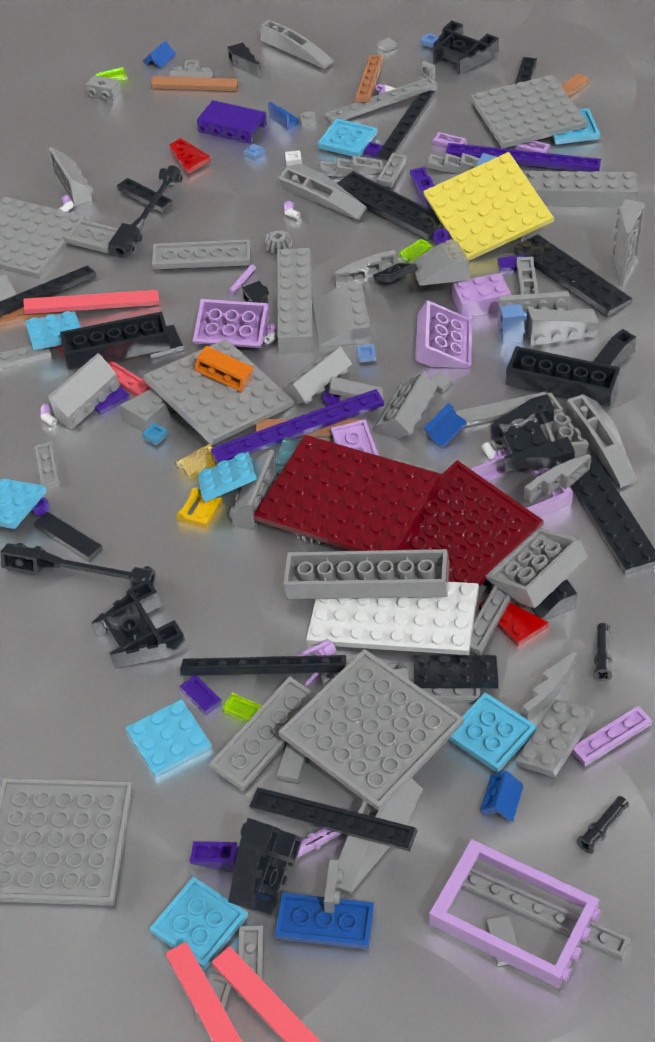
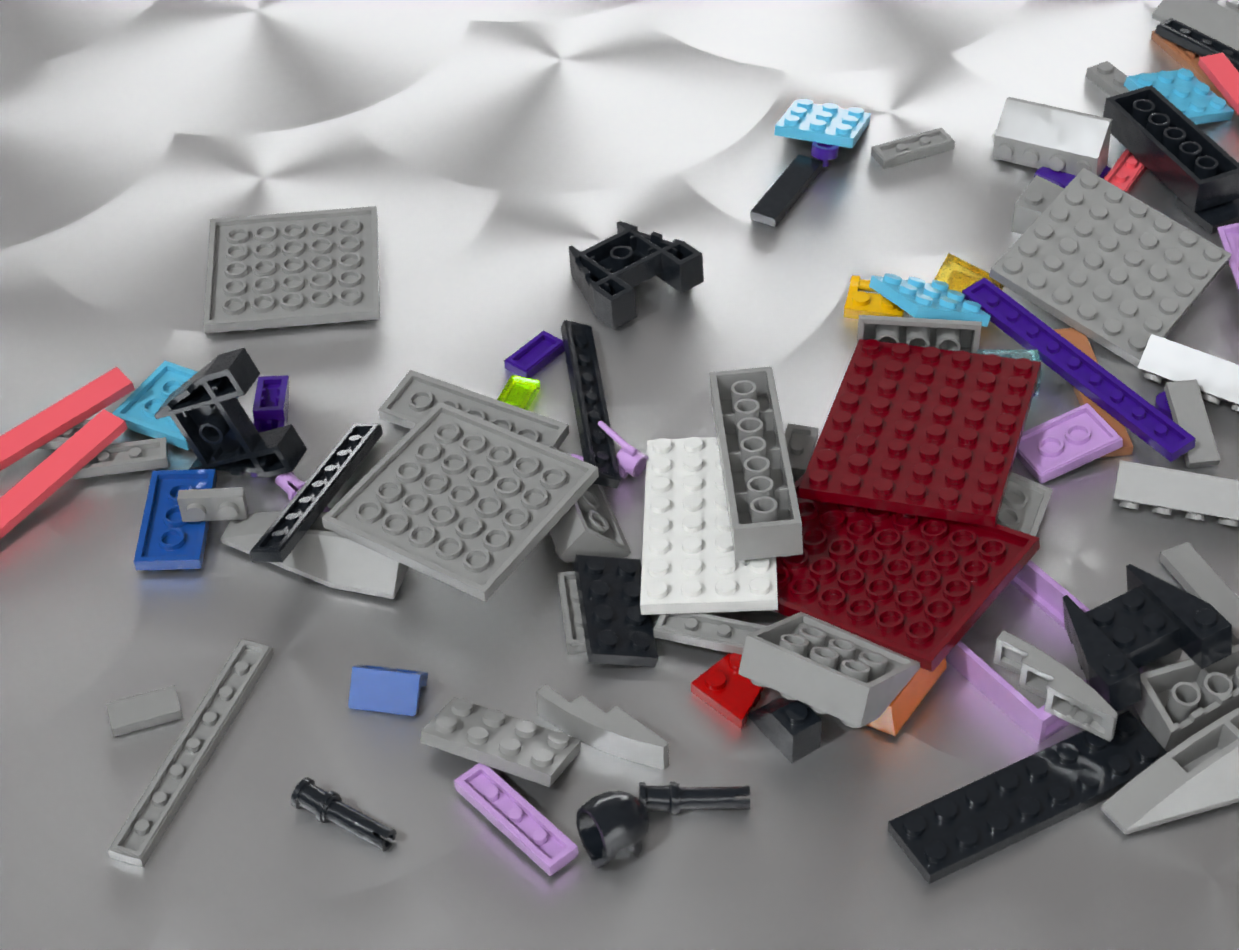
camera: 80 degrees right, 5 degrees down
(32, 560) = (731, 164): black bar -> none
(155, 434) = (1007, 230): dark azure plate -> none
(168, 738) = (459, 337): medium azure plate -> none
(224, 368) = (1142, 249): orange brick -> none
(444, 426) = (1152, 539): blue panel -> none
(492, 732) = (504, 663): medium azure plate -> none
(499, 948) = (142, 783): lavender window -> none
(622, 681) = (610, 824): none -> black piece

